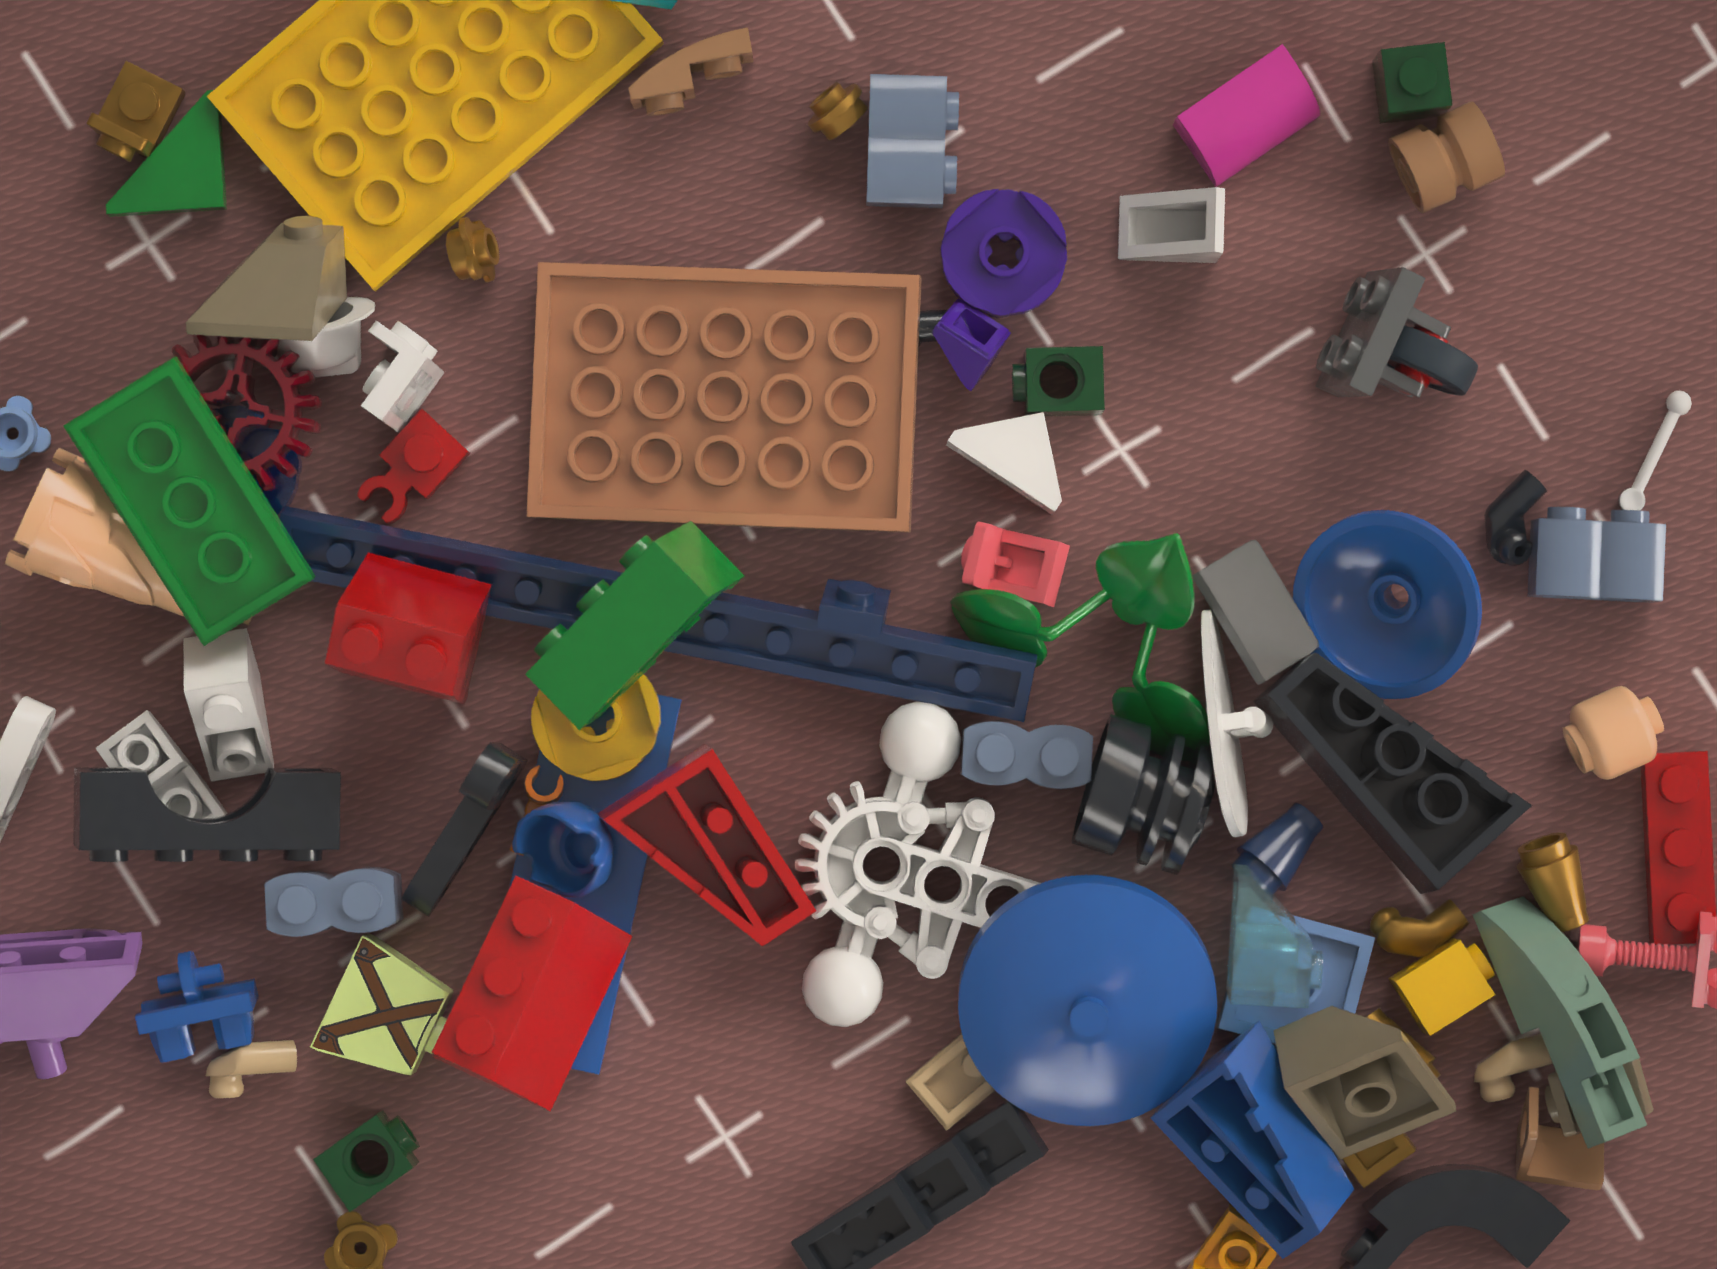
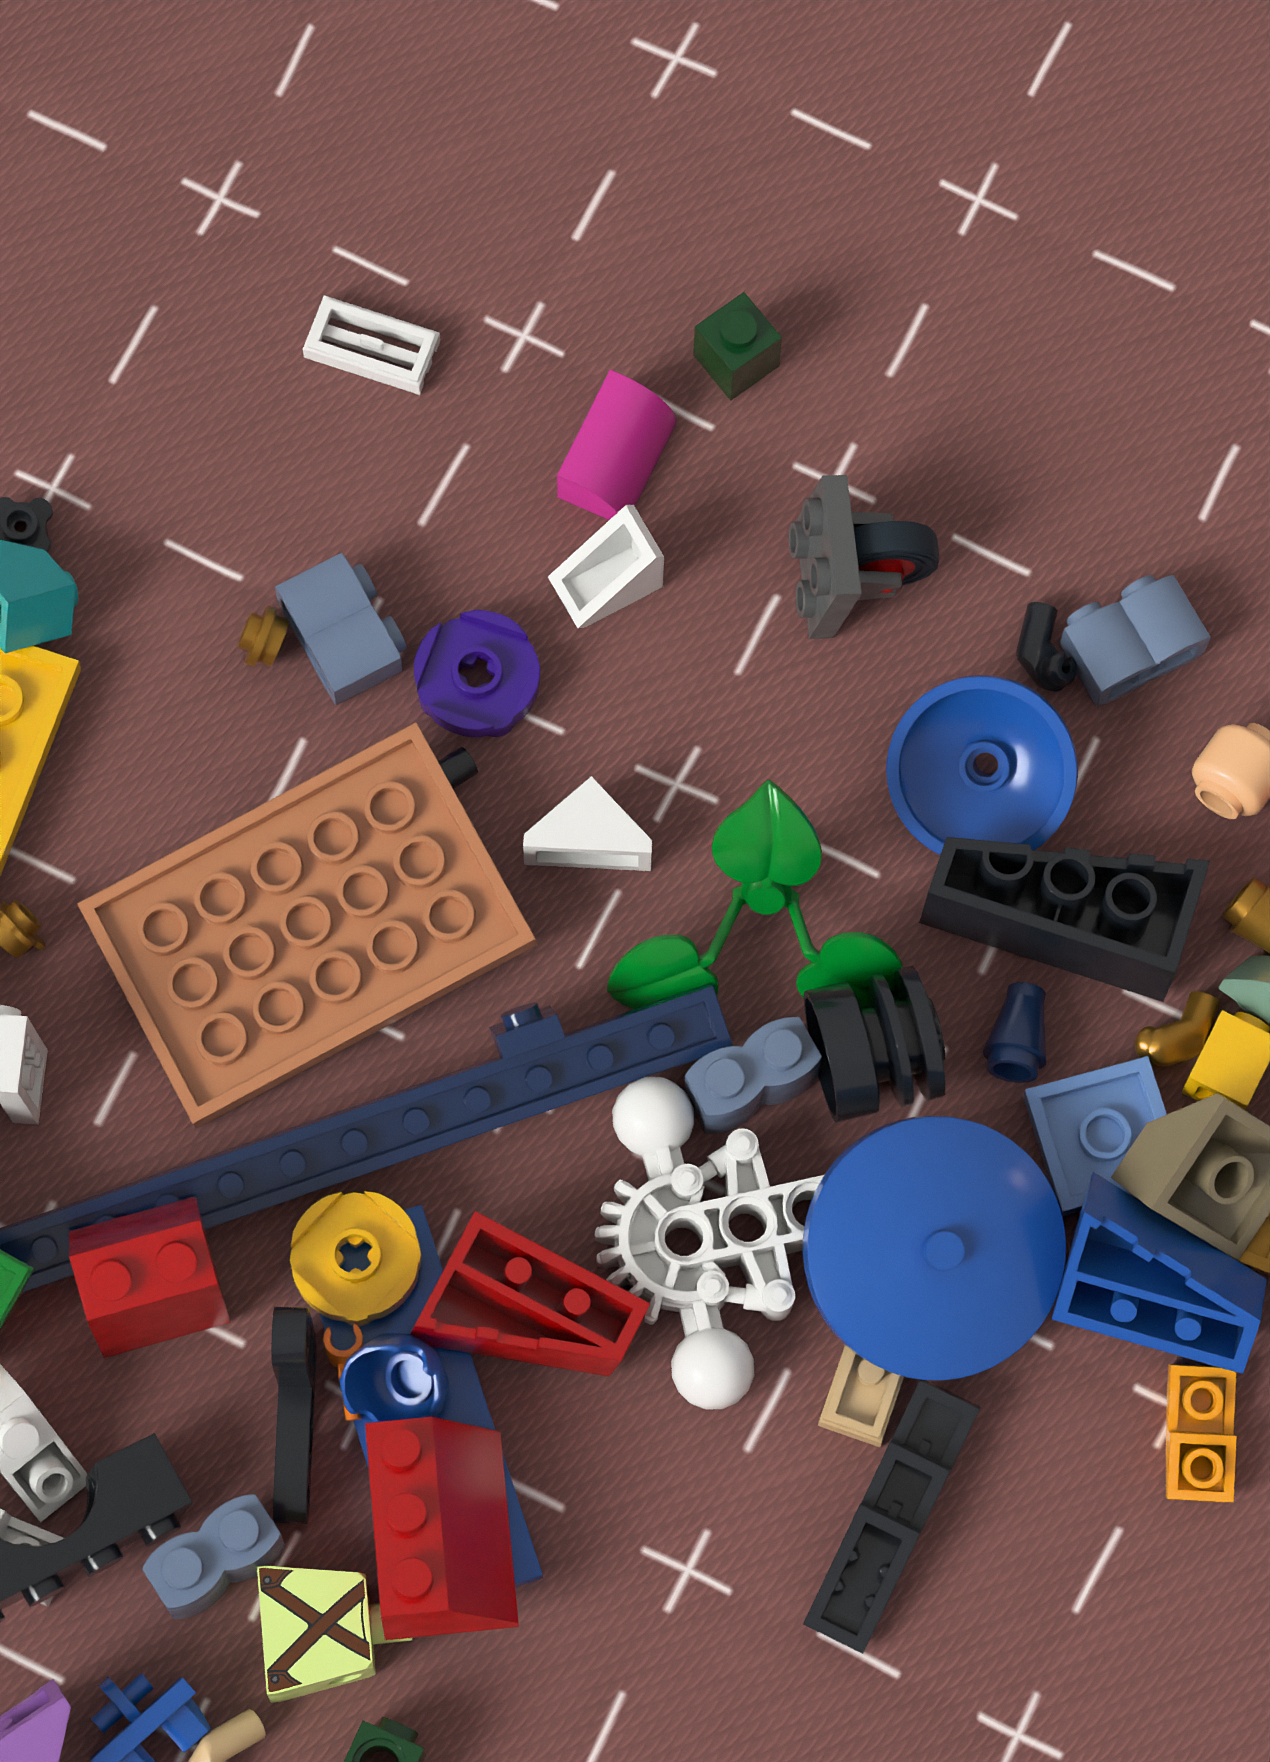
camera: 30 degrees left, 15 degrees down
(420, 459) = (68, 1134): red plate -> none
(630, 621) = (337, 1146): green wedge -> none
(671, 79) = (106, 689): medium nougat slope -> none
(969, 341) = (493, 758): dark purple slope -> none
(1014, 563) = (640, 916): coral bracket -> none
(1085, 365) = (598, 724): dark green brick -> none
(1227, 728) = (914, 942): white shield -> none
(1256, 611) = (877, 843): dark grey slope -> none
(1268, 949) = (1060, 1106): clear light blue slope -> none
(1443, 158) = (808, 381): medium nougat wheel -> none
(1677, 404) = (1121, 481): white hinge -> none

